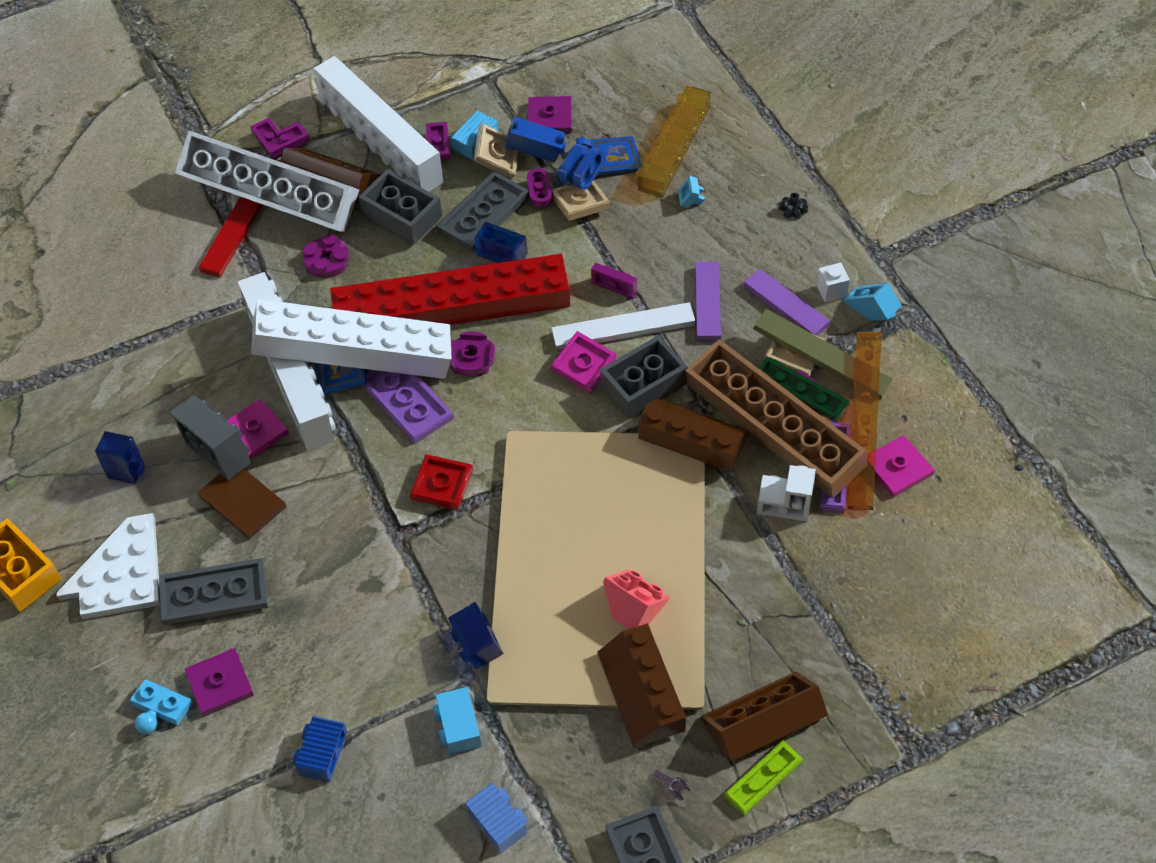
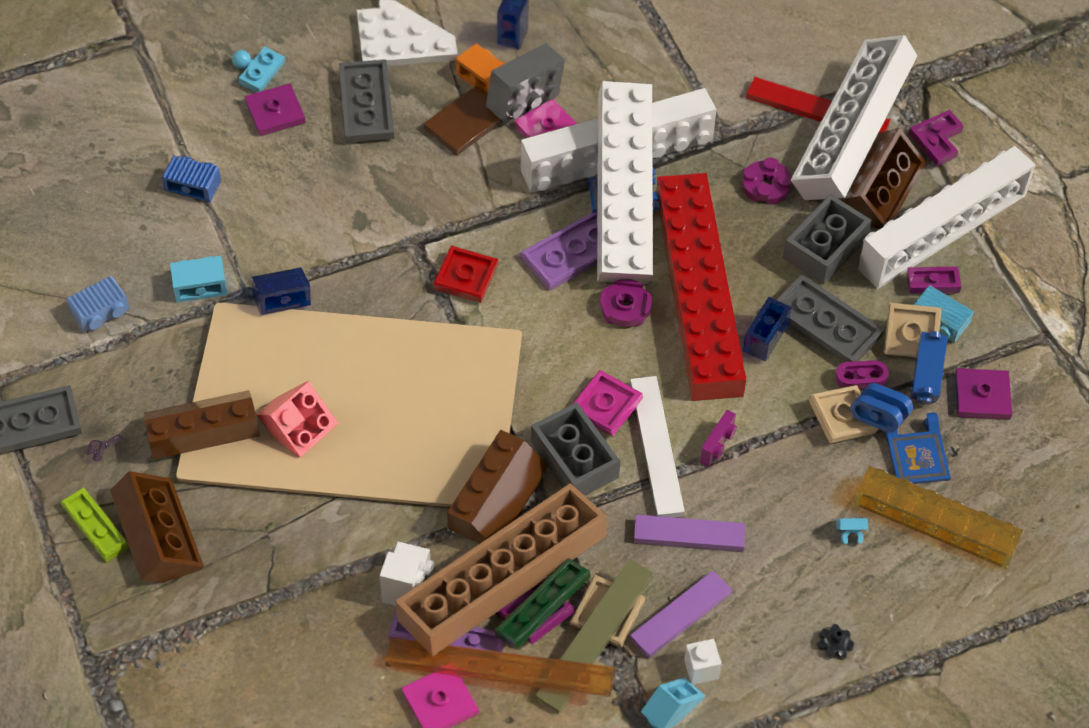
camera: 90 degrees right, 0 degrees up
(179, 486) = (476, 66): none -> orange brick

